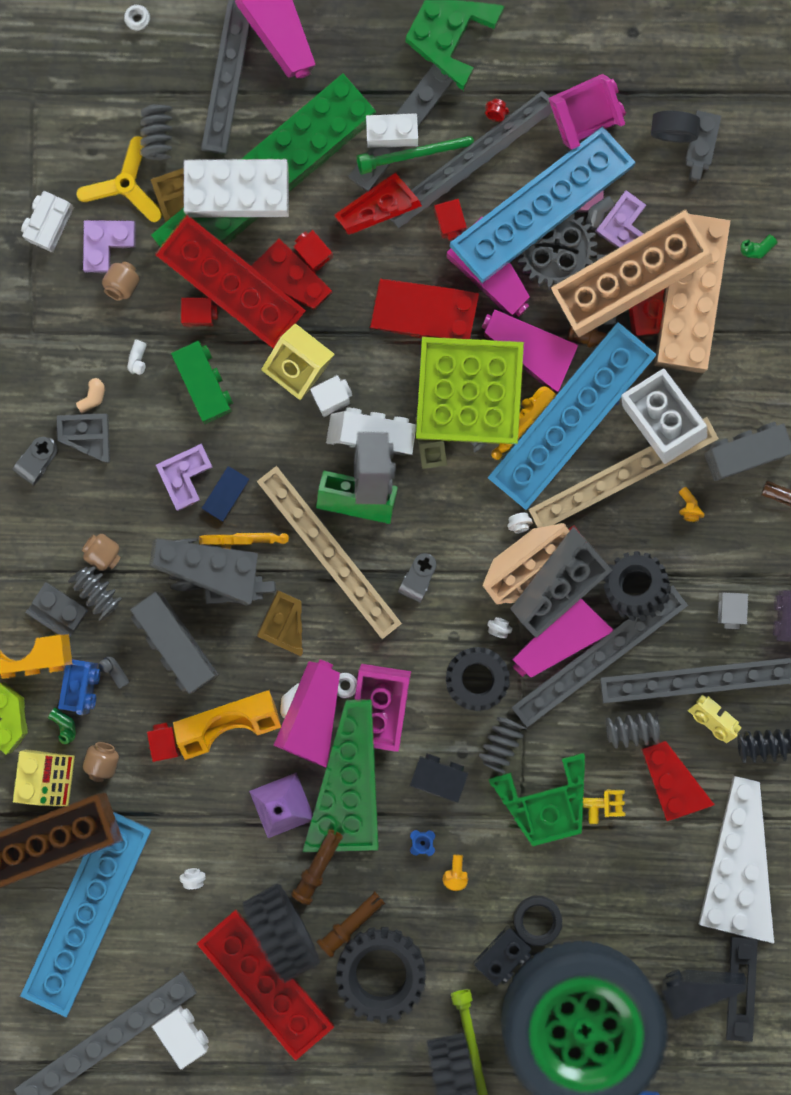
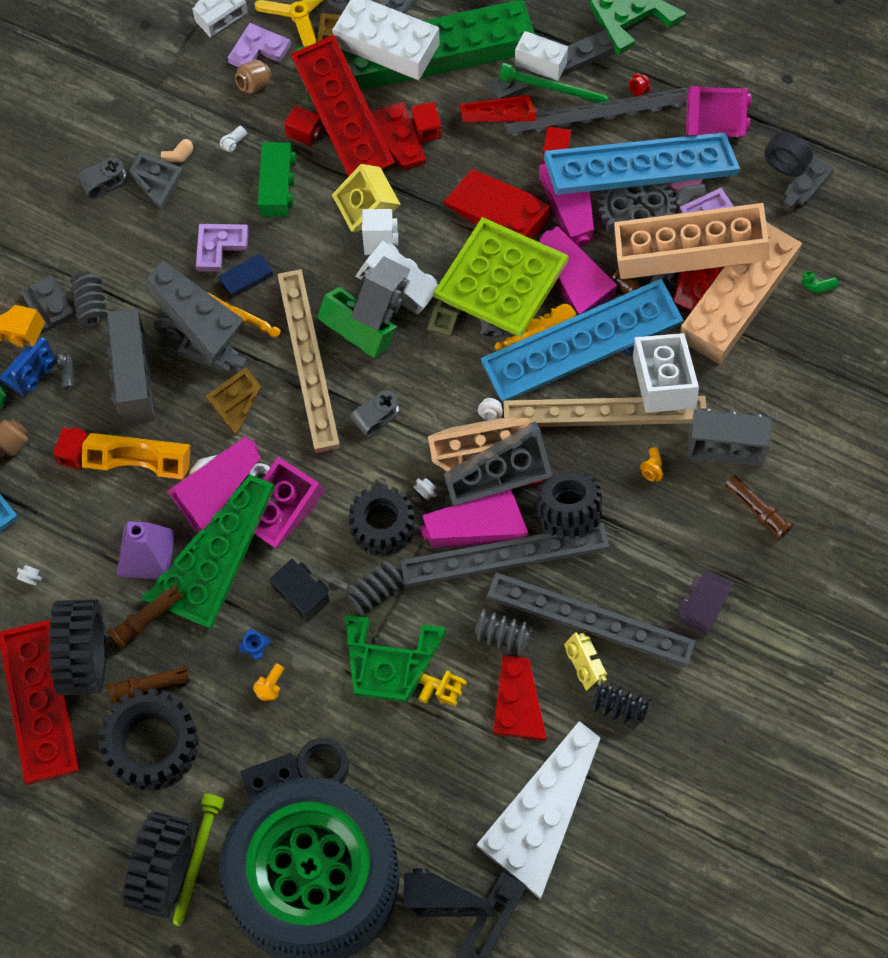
camera: 20 degrees right, 20 degrees down
(101, 552) = (112, 271): medium nougat head -> none
(732, 609) = (649, 569): light grey brick -> none

